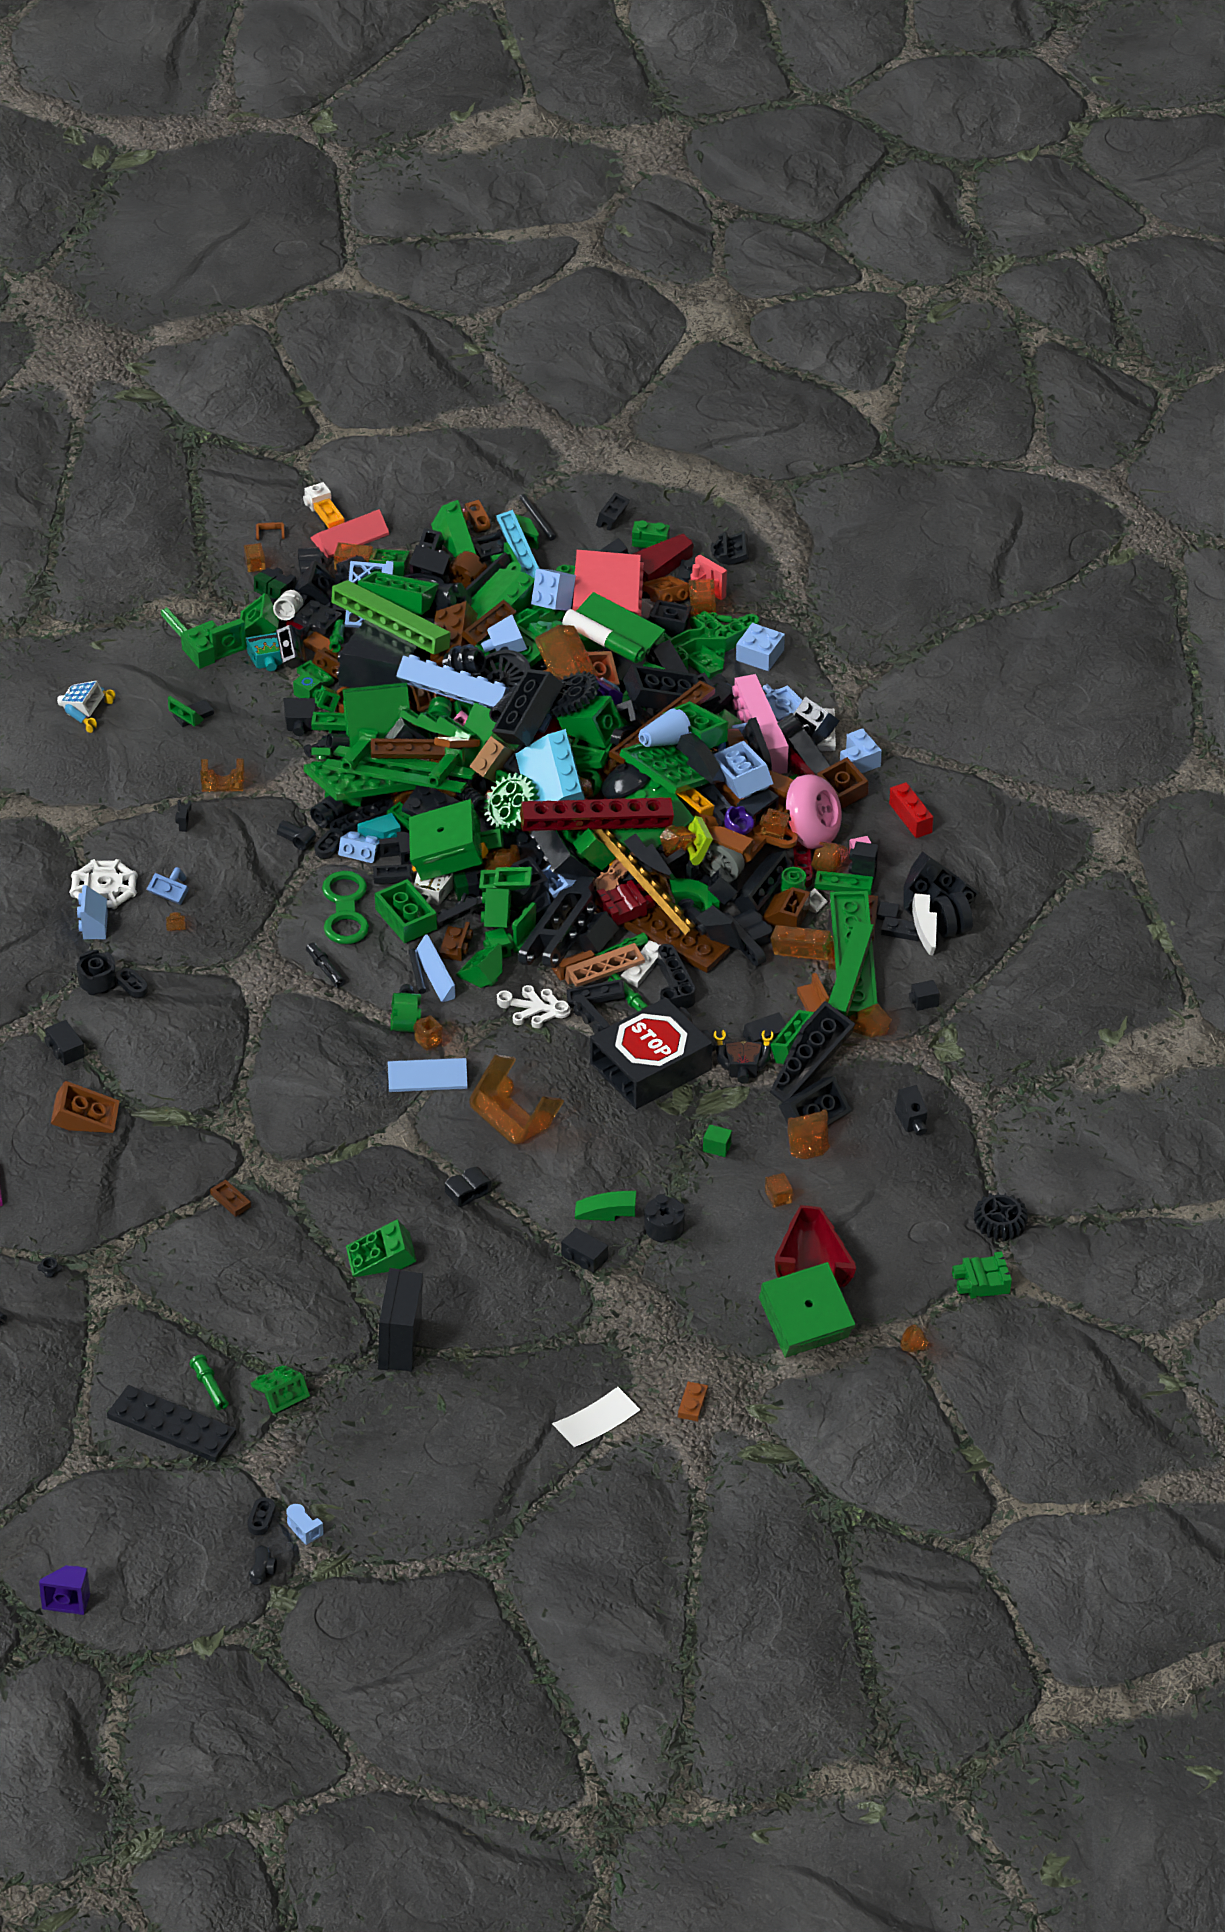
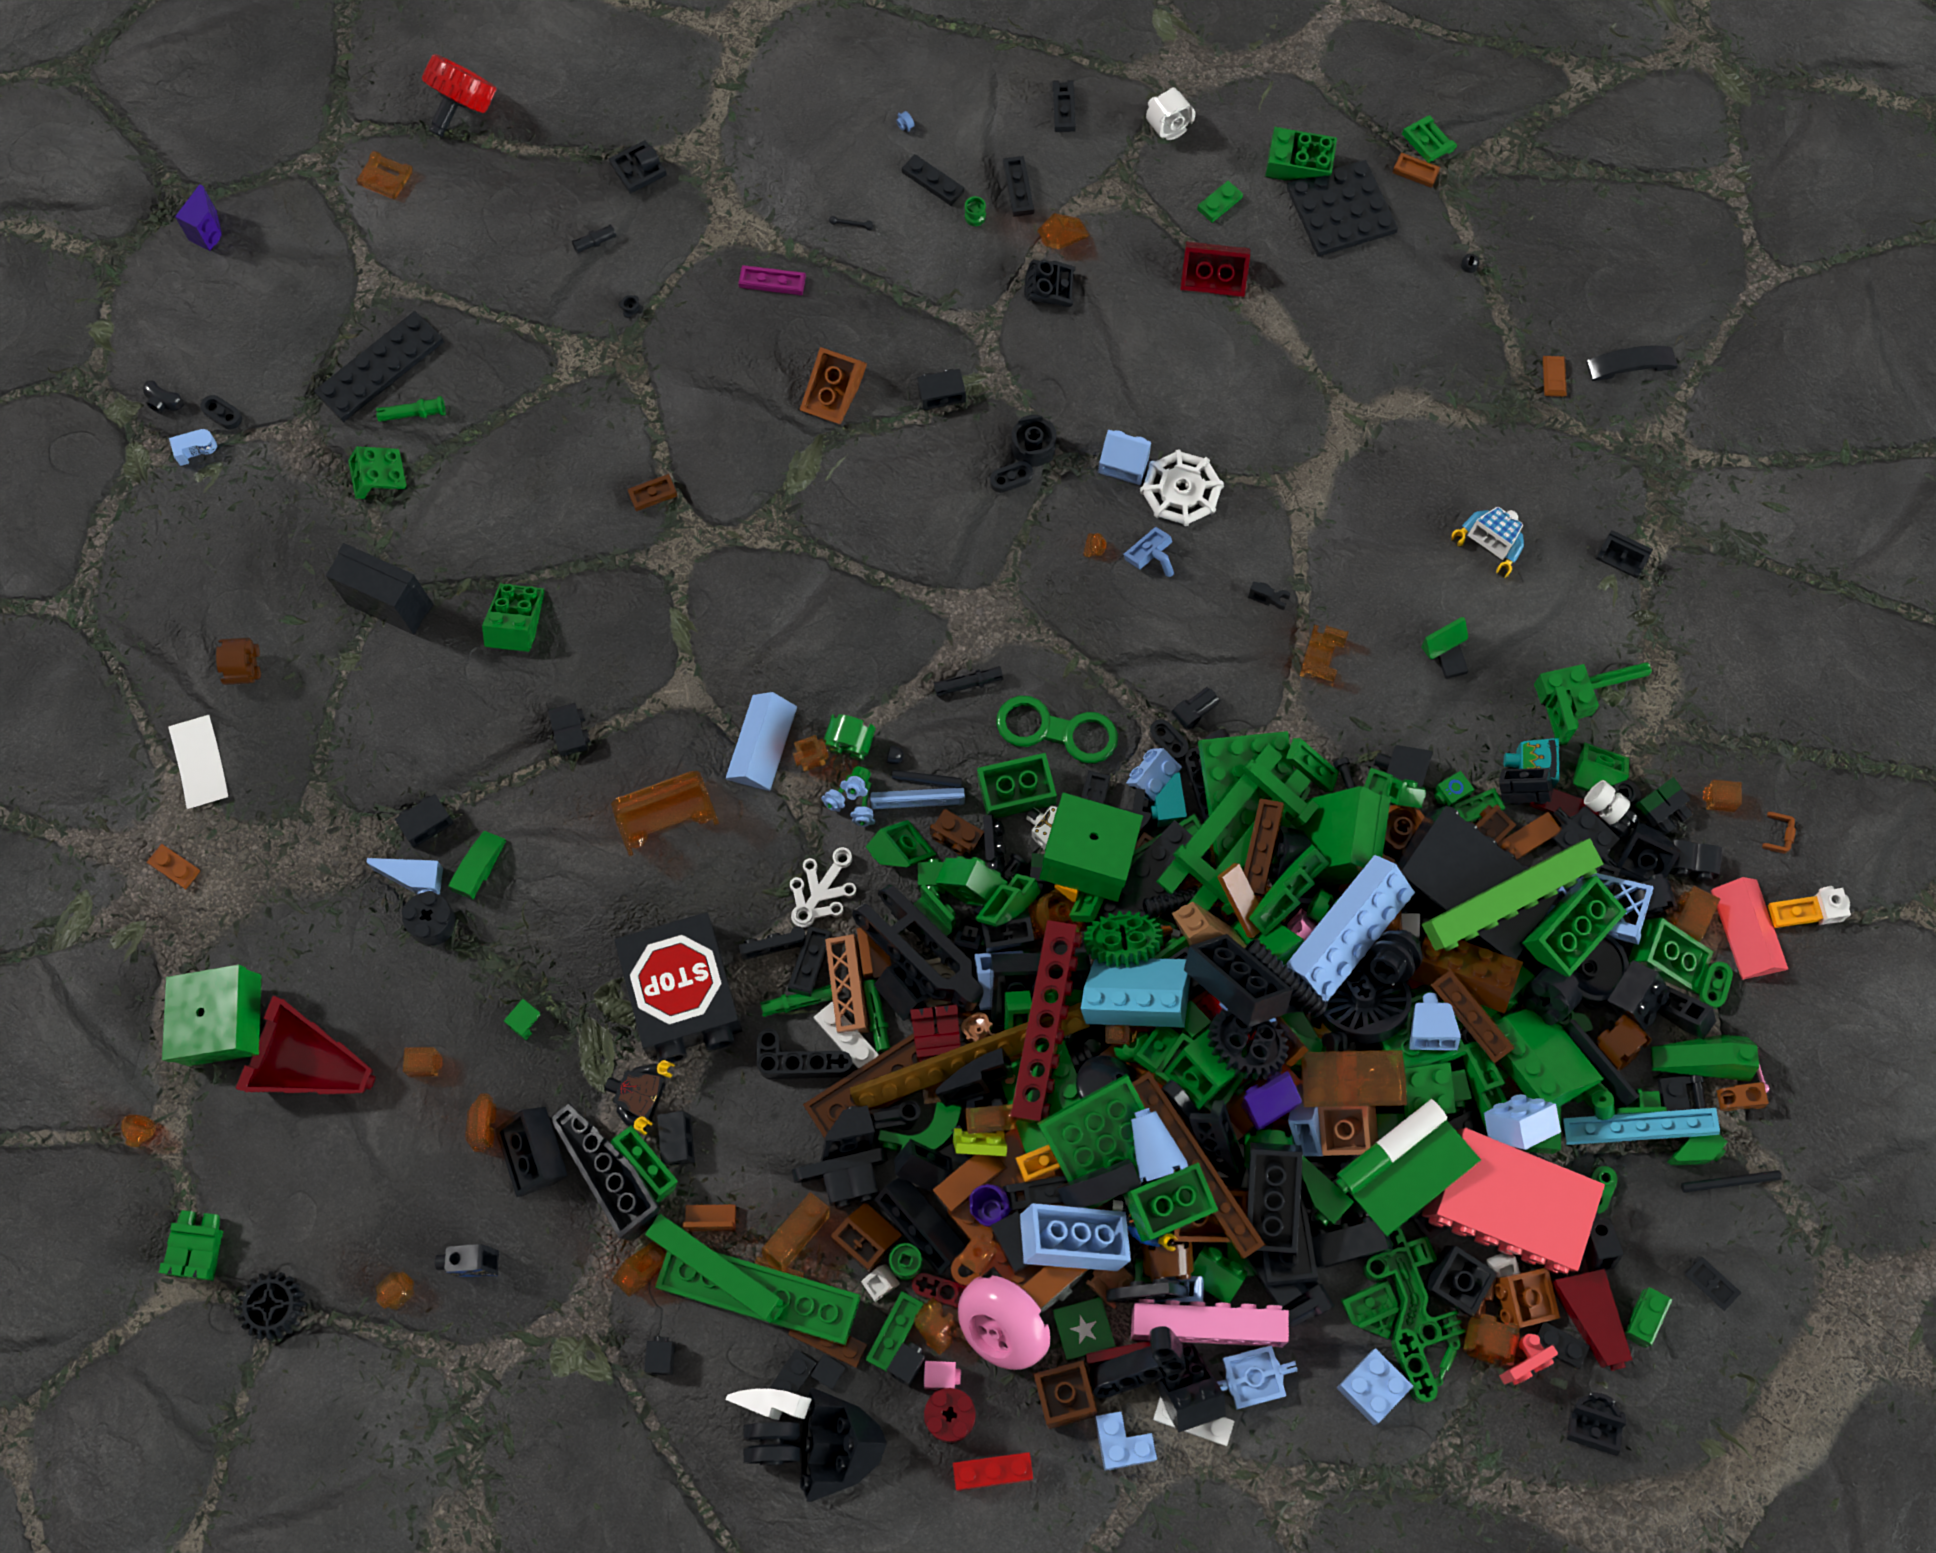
camera: 110 degrees right, 25 degrees up
(72, 636) = (1624, 554): none -> black hinge
(333, 741) = (1330, 782): black piece -> none
(337, 638) = (1529, 844): green pin -> none
(400, 541) = (1717, 987): none -> green plate
(449, 990) = (855, 785): none -> light blue plant
(499, 1407) = (238, 661): none -> reddish brown brick
(631, 1238) = (412, 874): none -> light blue slope
(888, 836) = (940, 1403): none -> dark red brick
(953, 1150) = (394, 1290): none -> clear orange head

